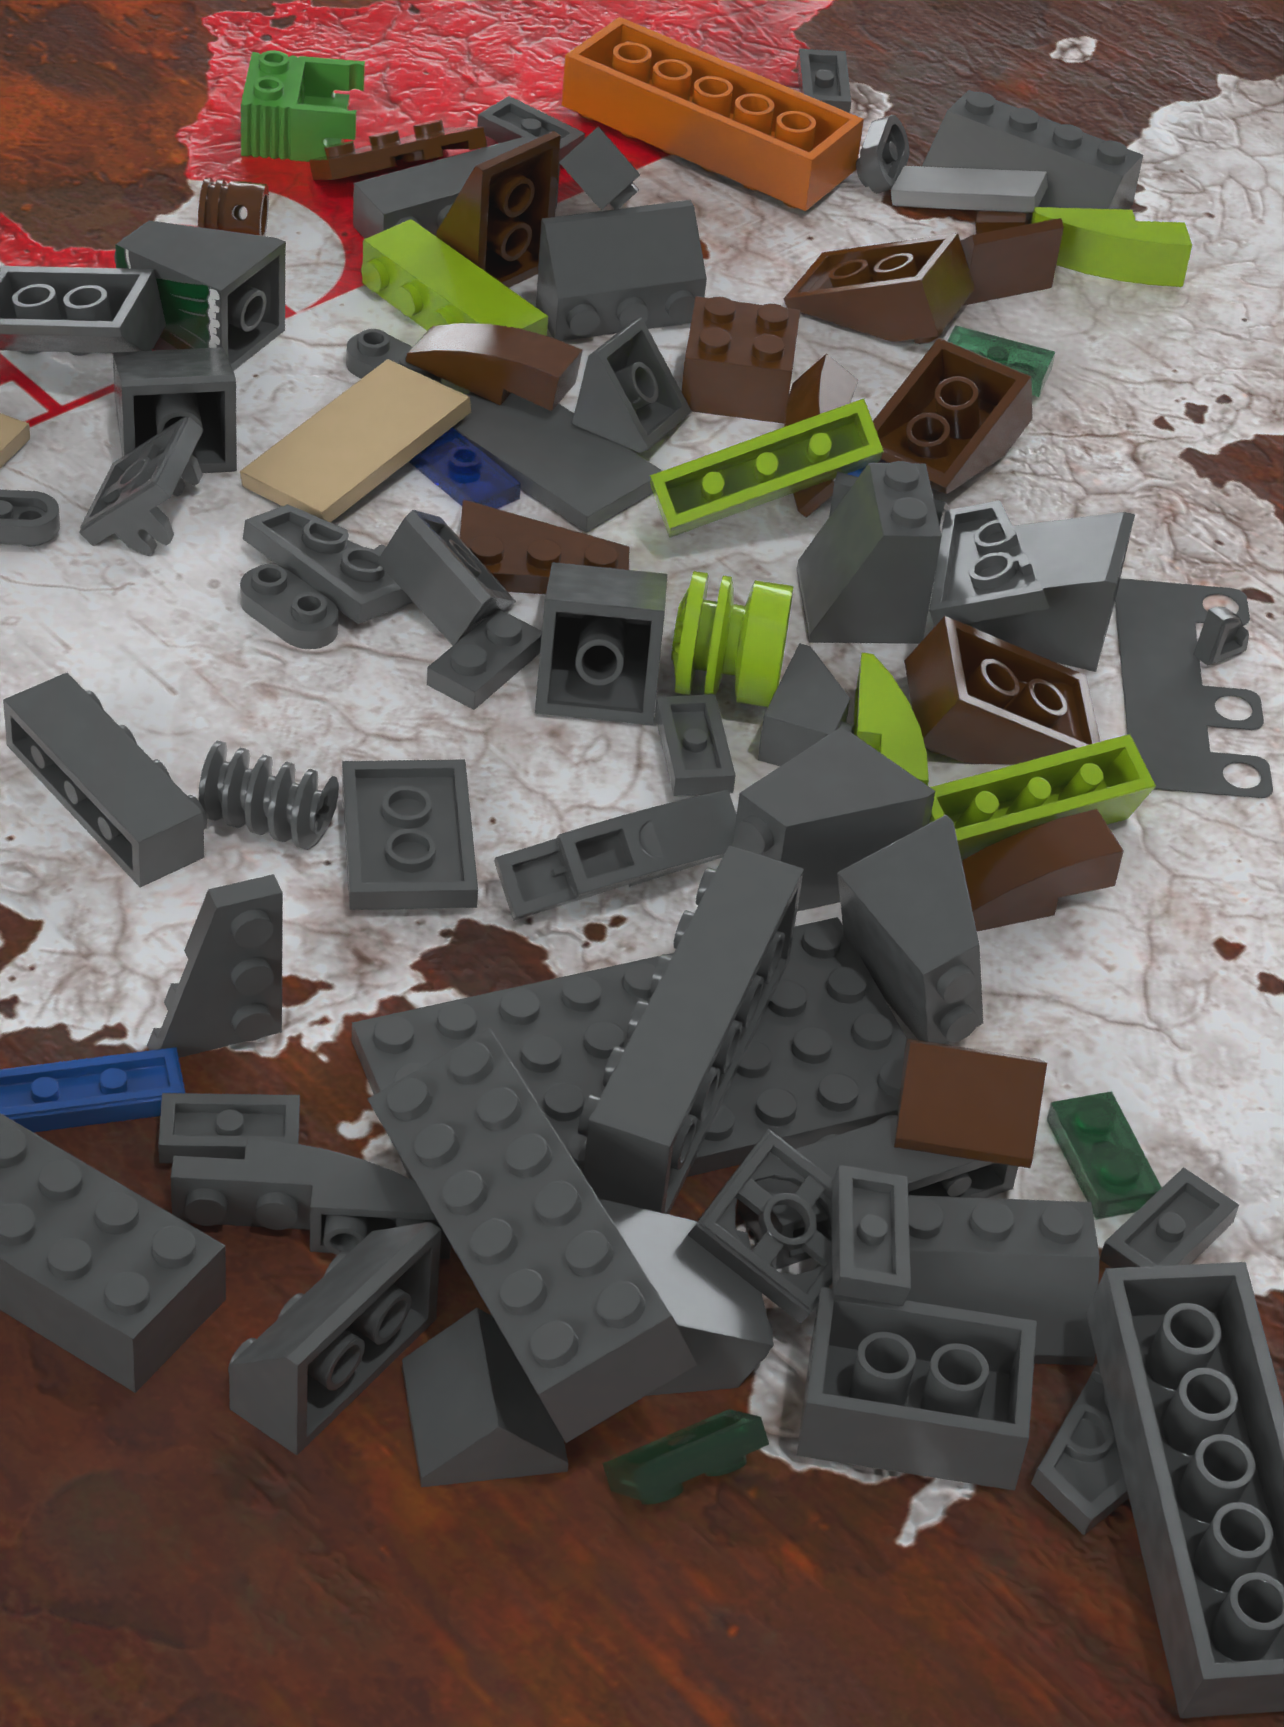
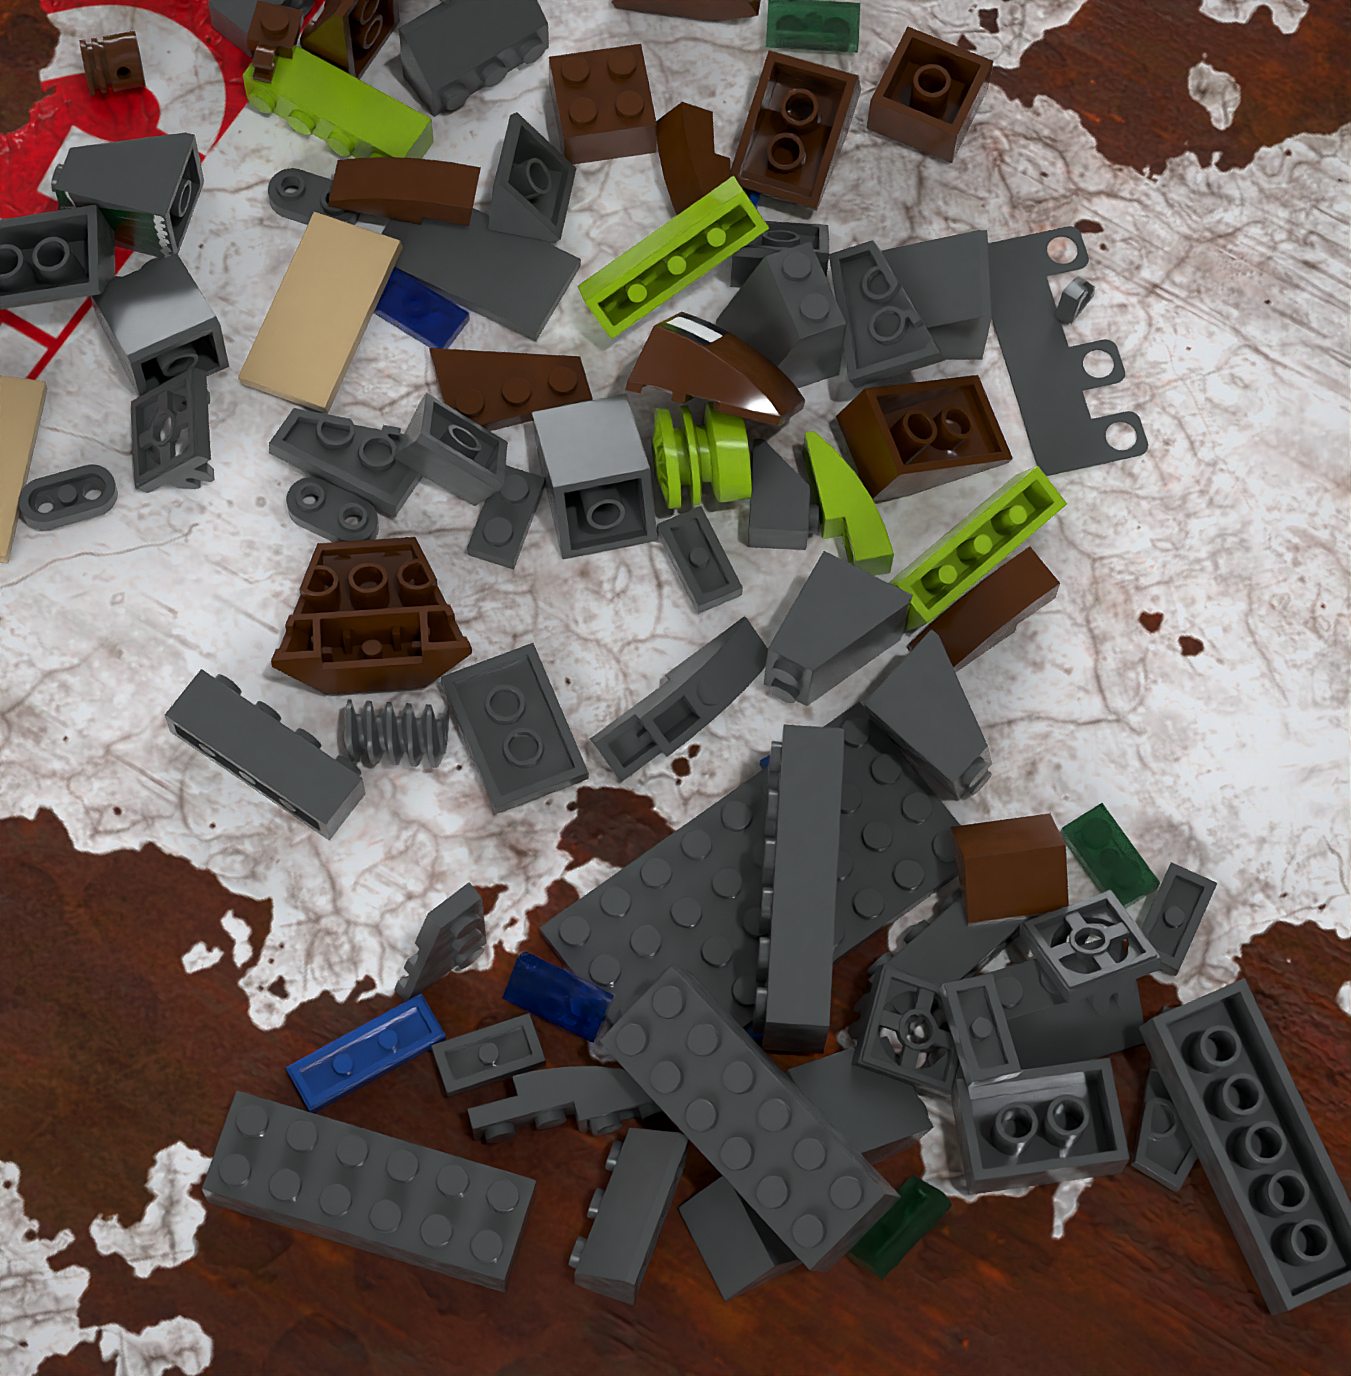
camera: 15 degrees left, 25 degrees up
(279, 695) = (370, 620): none -> reddish brown wedge
(337, 1090) = (558, 996): none -> clear blue plate
(408, 212) = (272, 34): none -> reddish brown plate
(765, 543) = (707, 362): none -> reddish brown wedge
(1055, 1219) = (1048, 944): none -> dark grey piece
(1107, 430) = (929, 94): none -> reddish brown brick

